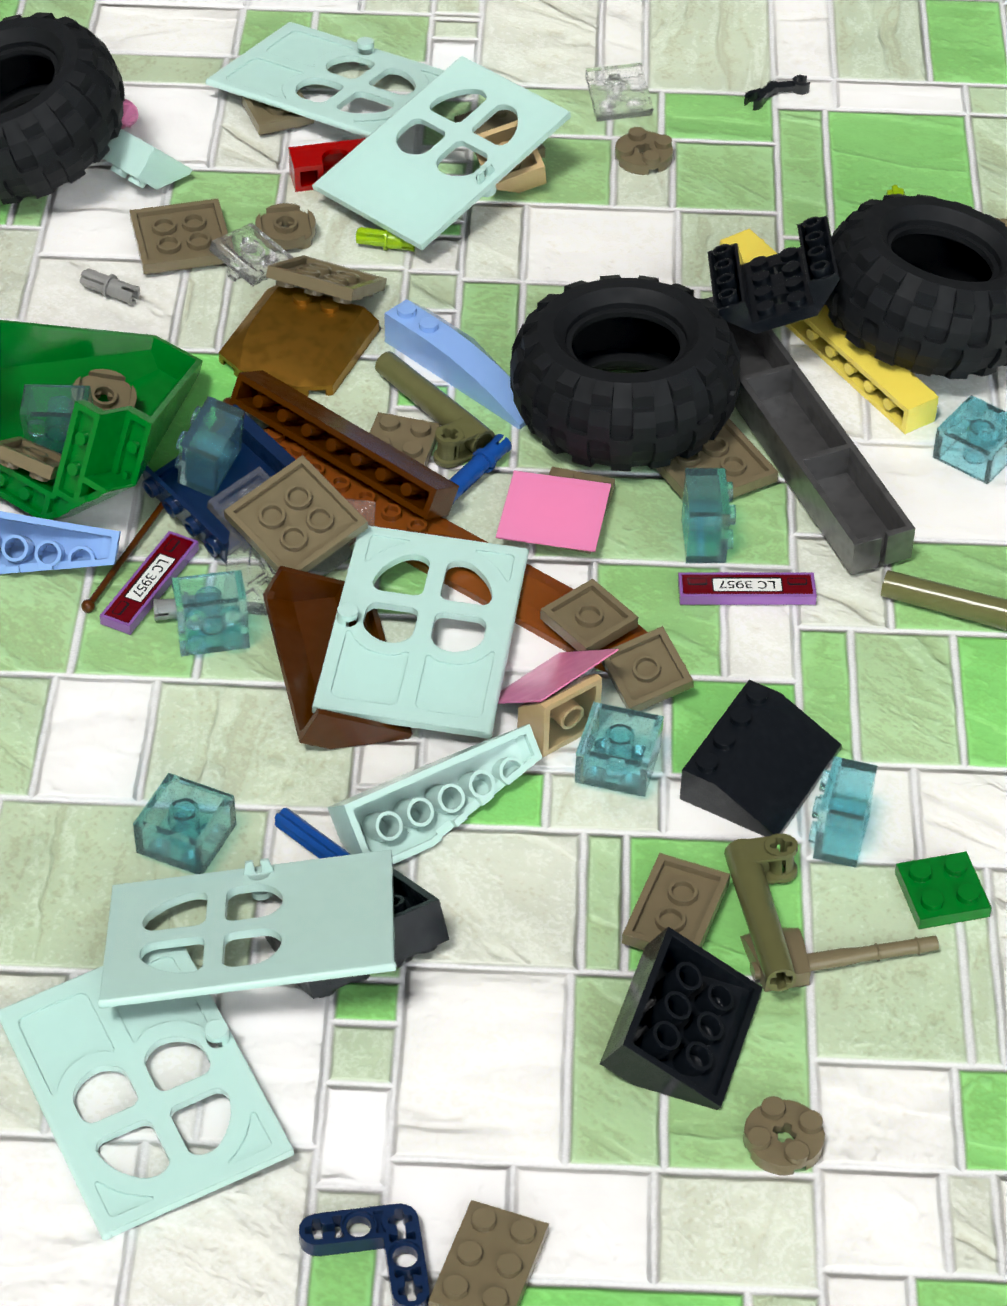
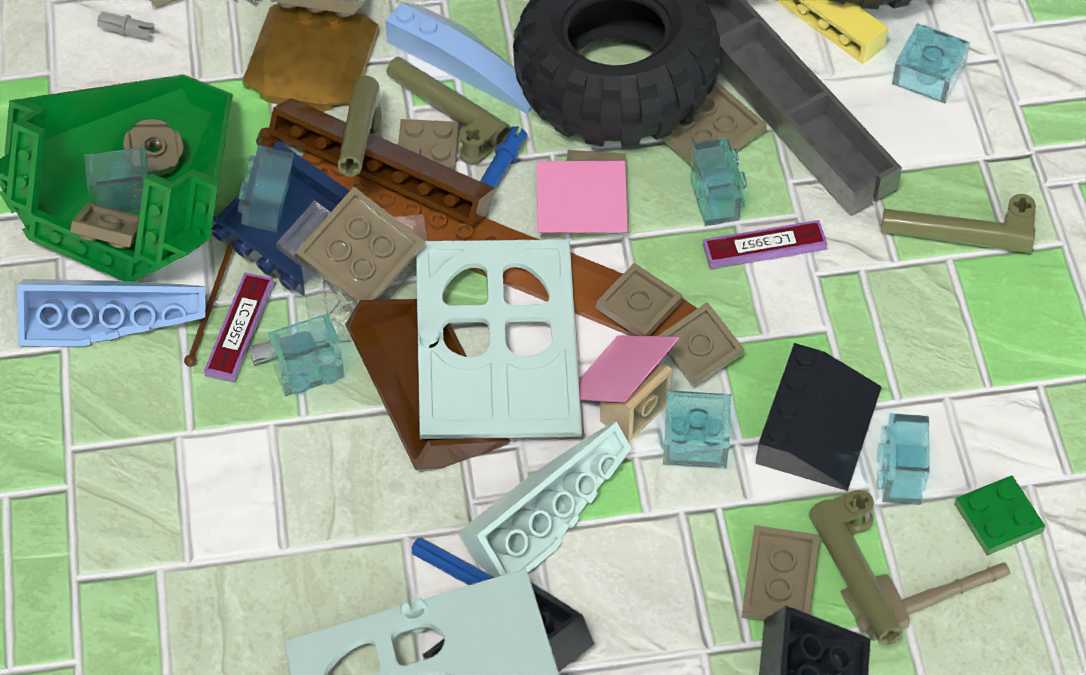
camera: 10 degrees left, 10 degrees up
(184, 824) = (336, 572): clear light blue brick -> none
(335, 393) = (362, 116): none -> olive axle

